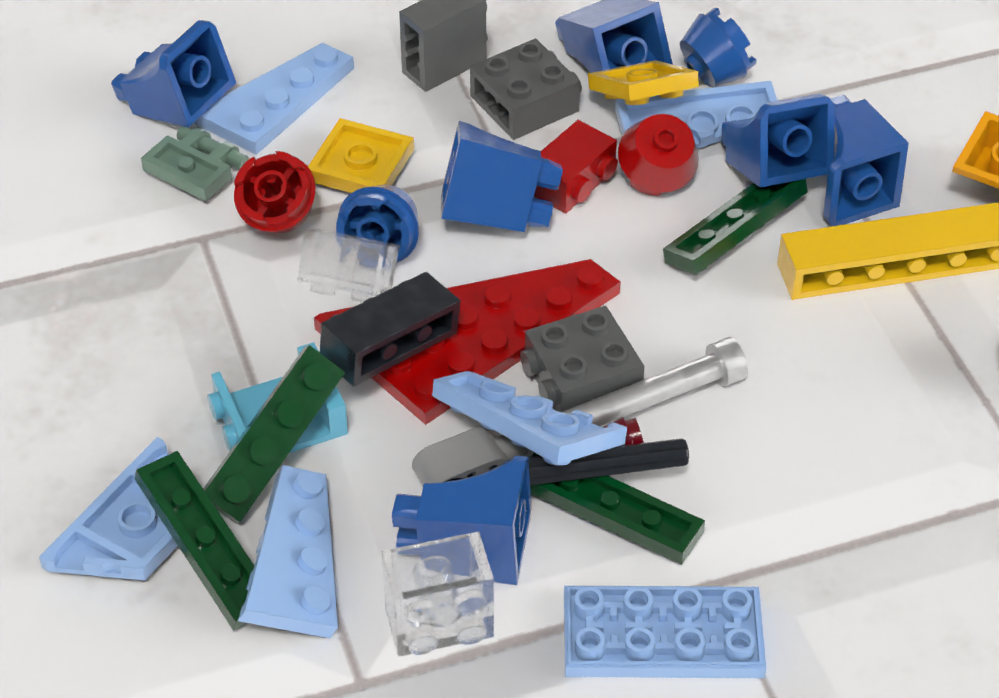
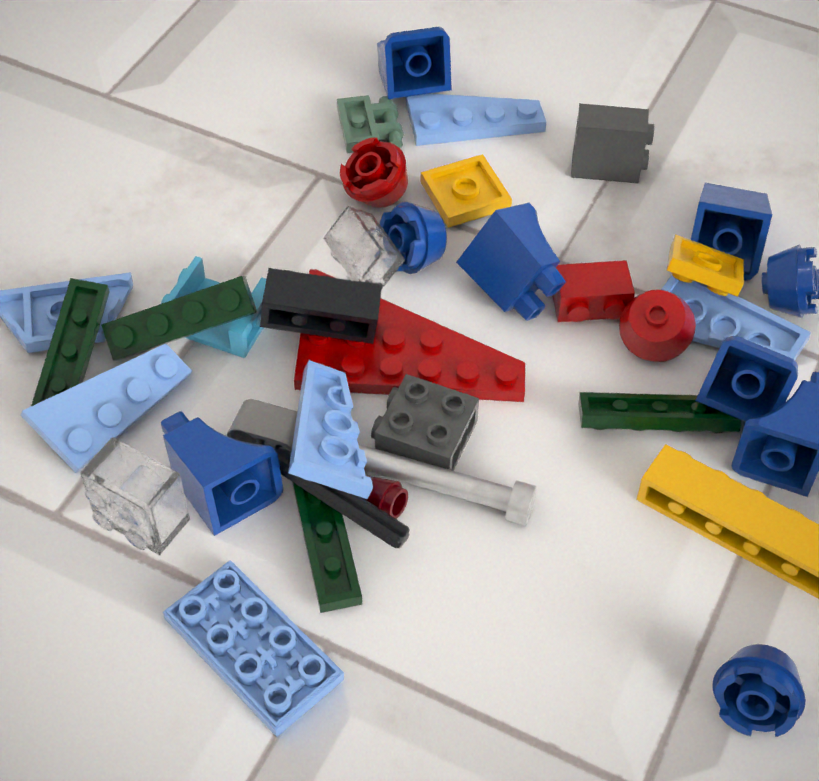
camera: 45 degrees right, 5 degrees up
(525, 88) = (630, 217): dark grey brick -> none

